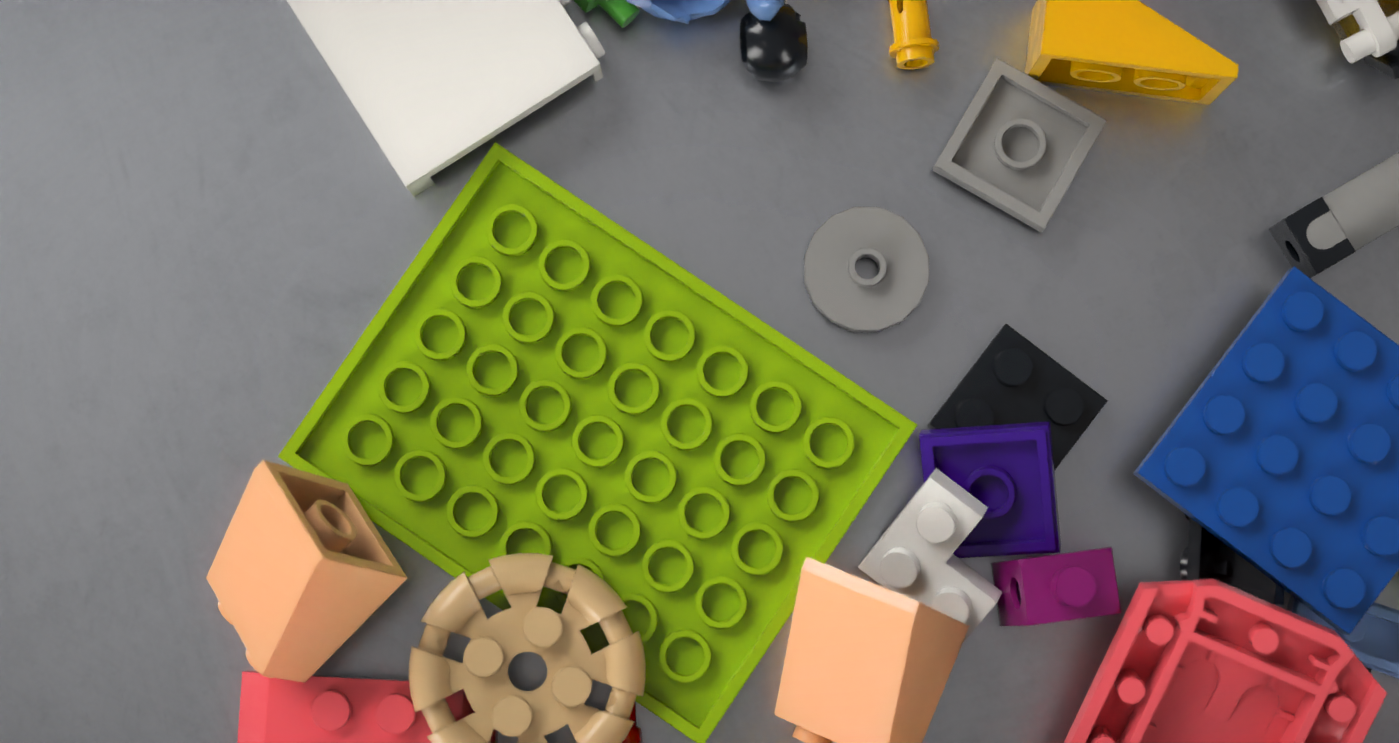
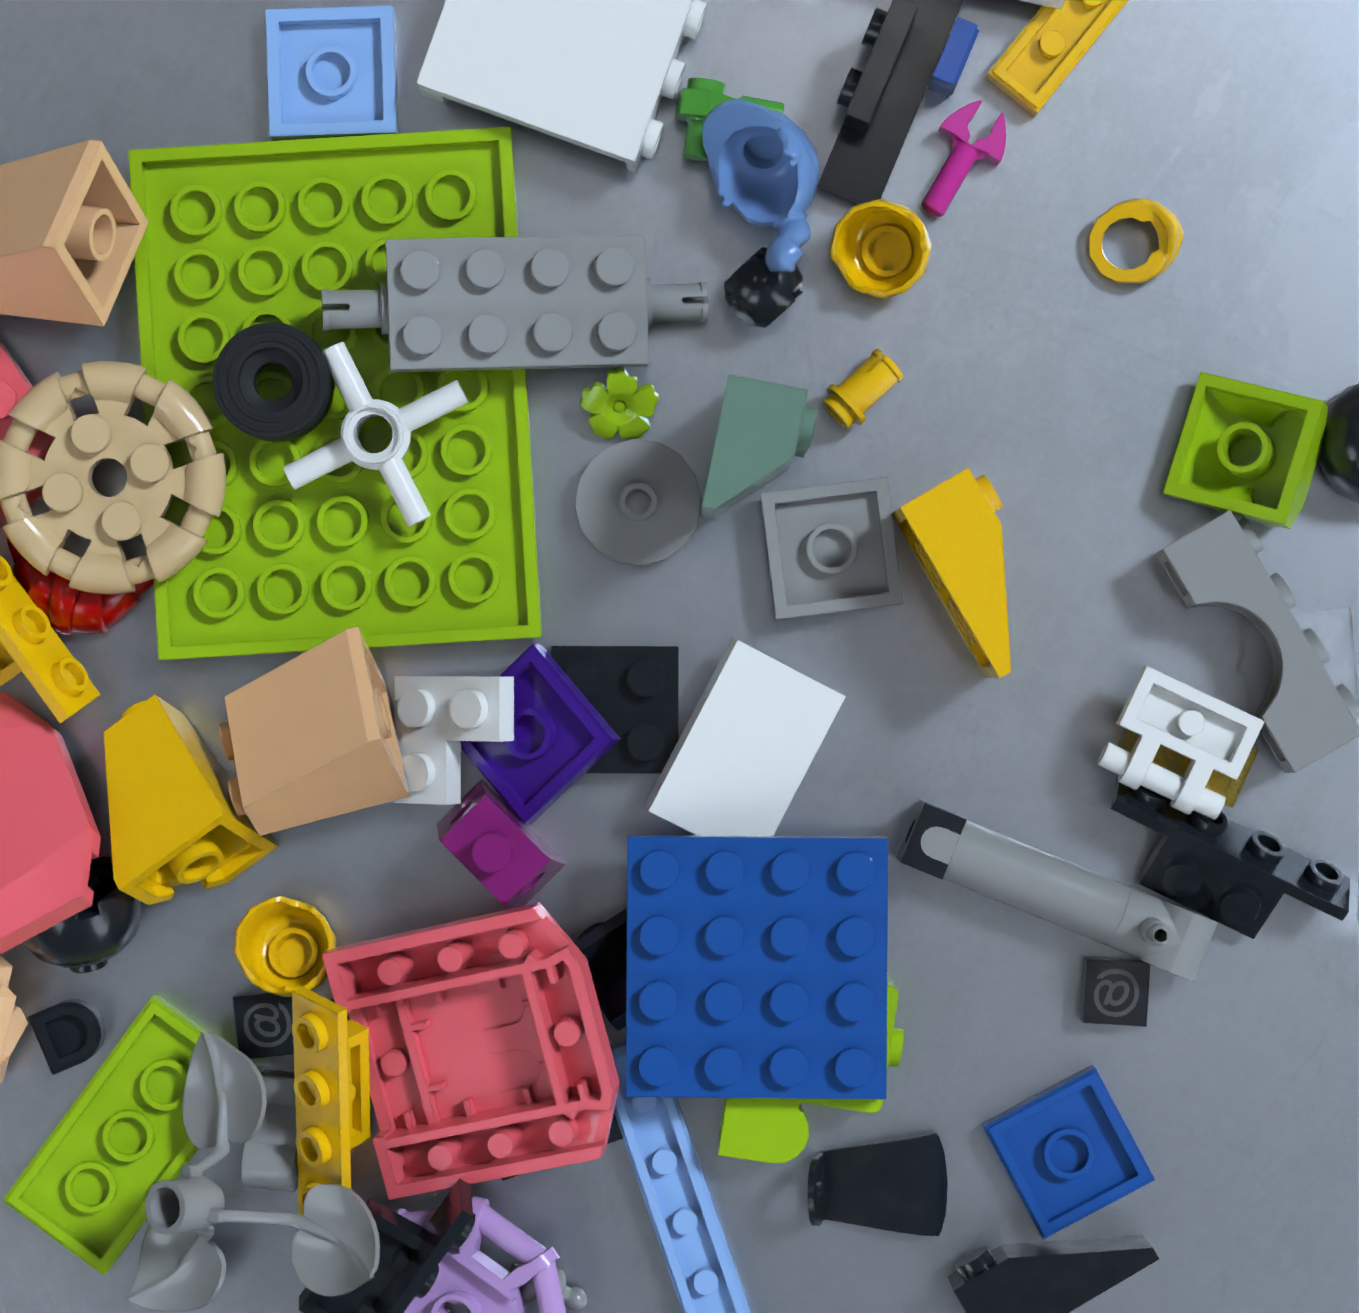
camera: 45 degrees right, 5 degrees up
(341, 251) = (331, 72): none -> light blue tile
(517, 479) = (237, 376): none -> black tyre
(638, 242) = (515, 303): none -> light grey plate
(666, 400) = (349, 447): none -> white bar
(779, 225) = (619, 405): none -> lime plant
(896, 132) = (755, 440): none -> sand green slope
(1127, 331) = (744, 747): none -> white tile

